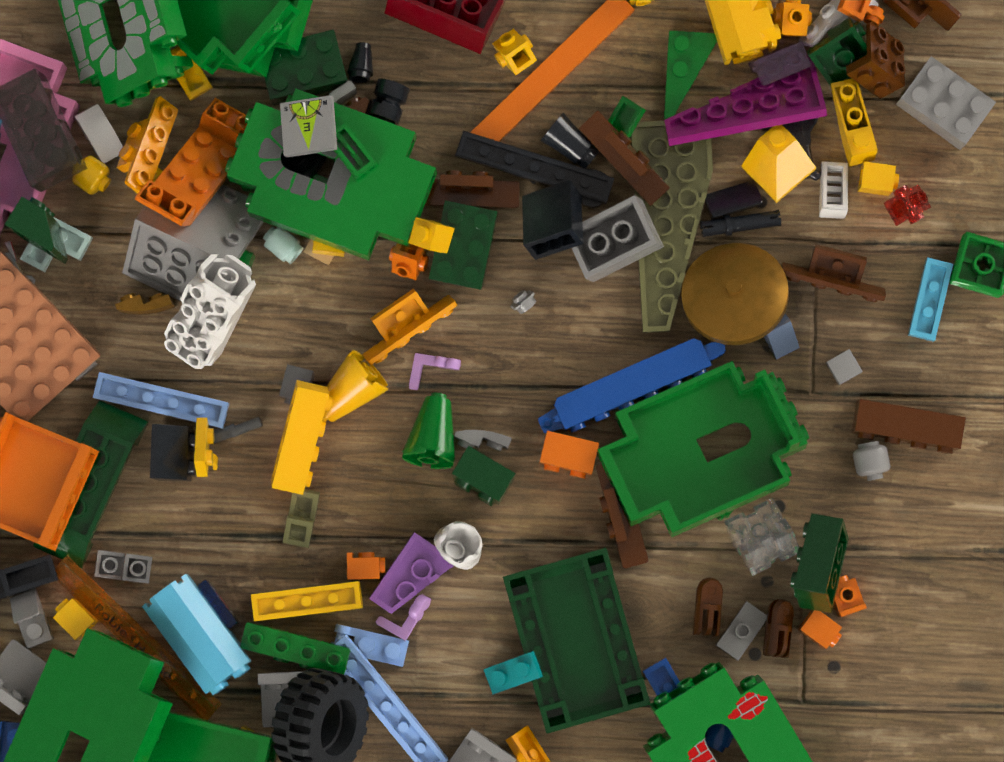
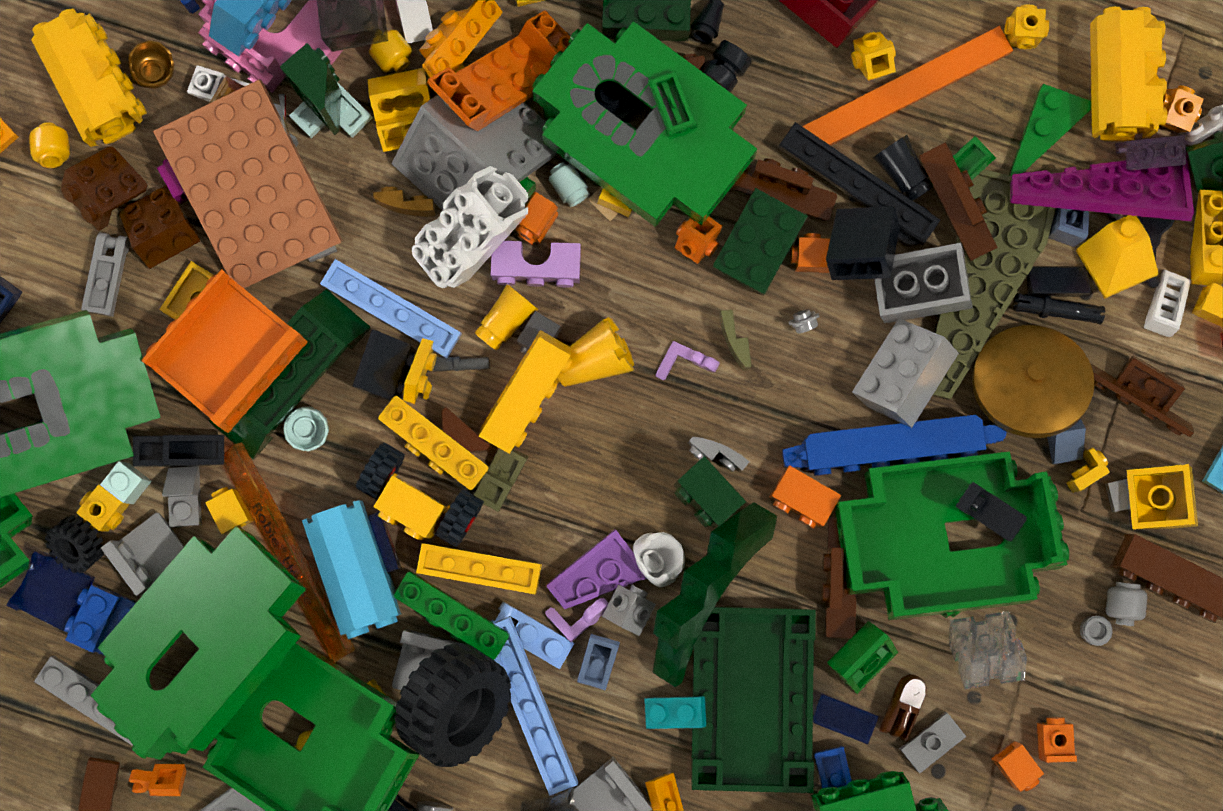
camera: 15 degrees right, 0 degrees up
(112, 220) = (396, 103): none -> yellow piece
(119, 527) = (306, 428): none -> light aqua hair
(122, 566) = (297, 471): light grey slope -> none
(232, 566) = (410, 506): none -> brick
(234, 505) = (429, 440): none -> yellow bracket
(254, 493) = (462, 433): none -> reddish brown slope
(263, 377) = (505, 317): none -> yellow plant
(267, 283) = (539, 219): none -> orange brick
(298, 319) = (561, 266): none -> lavender arch
(308, 126) = (635, 63): light grey tile -> none
(344, 92) = (682, 44): light grey tile -> none
(365, 566) = (552, 550): orange brick -> none
(404, 320) = (672, 302): light orange bracket -> none
(431, 235) = (730, 219): yellow brick -> none
(432, 434) = (665, 432): green cone -> none
(433, 649) = (598, 661): none -> sand blue slope
(447, 596) = (629, 609): none -> light grey brick
(472, 341) = (738, 347): none -> olive slope
(502, 556) = (703, 584): none -> dark green arch
(510, 241) = (810, 253): none -> orange brick
(622, 320) = (905, 372): none -> light grey brick
(660, 576) = (863, 656): none -> green slope
(660, 633) = (844, 719): none -> clear blue tile
(728, 149) = (1069, 226): none -> sand blue slope
(730, 417) = (991, 511): none -> black bracket
(778, 629) = (973, 753): reddish brown arm -> none
(805, 361) = (1086, 476): none -> yellow bracket
(820, 562) = (1042, 697): dark green brick -> none
(854, 491) = (1096, 630): none -> light grey tile
(875, 360) = (1162, 497): none -> yellow slope

